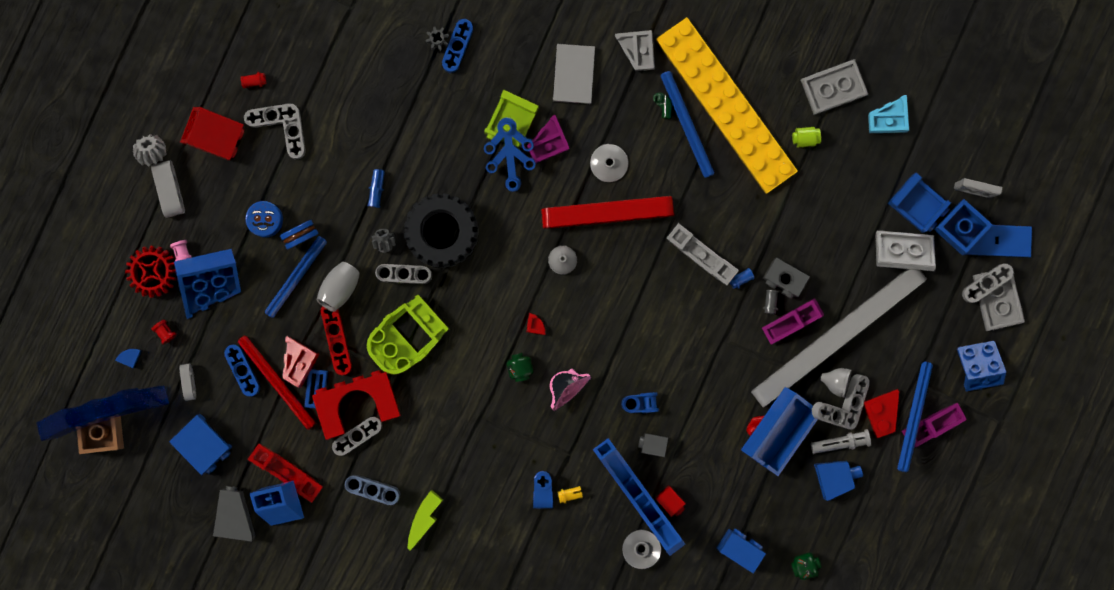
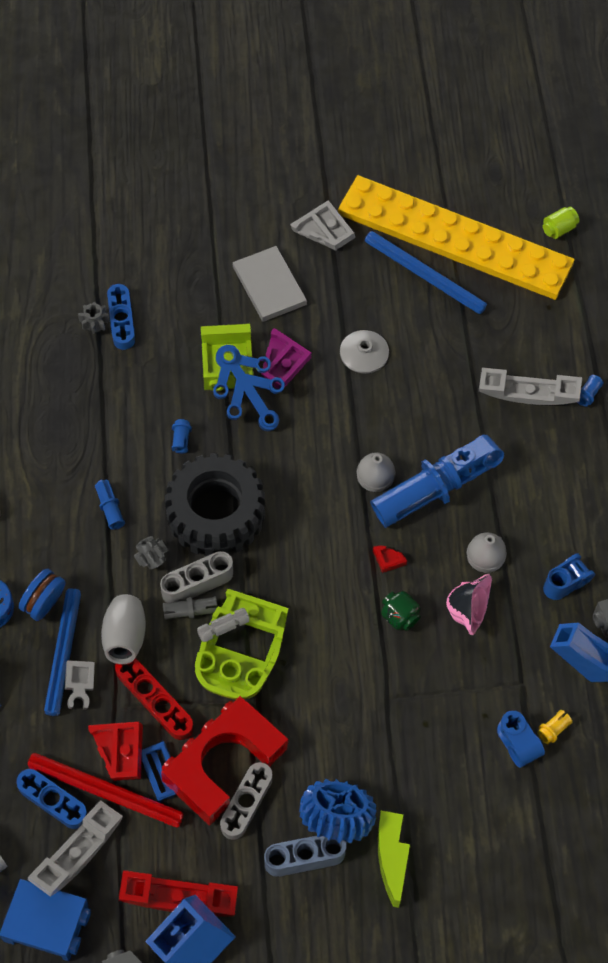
camera: 30 degrees left, 25 degrees down
(238, 413) = (77, 850): none -> light grey slope
(296, 303) = (79, 679): none -> light grey plate
(389, 291) = (189, 608): none -> dark grey pin
(400, 319) = (223, 624): none -> light grey axle
(402, 487) = (337, 810): none -> blue gear
(448, 163) = (181, 434): none -> blue pin
(595, 292) = (437, 480): none -> blue piece
(600, 356) = (486, 552): none -> light grey helmet
(607, 212) = (394, 397): red beam -> none
(665, 103) = (387, 264): dark green arm -> none
(834, 87) = (555, 169): light grey tile -> none

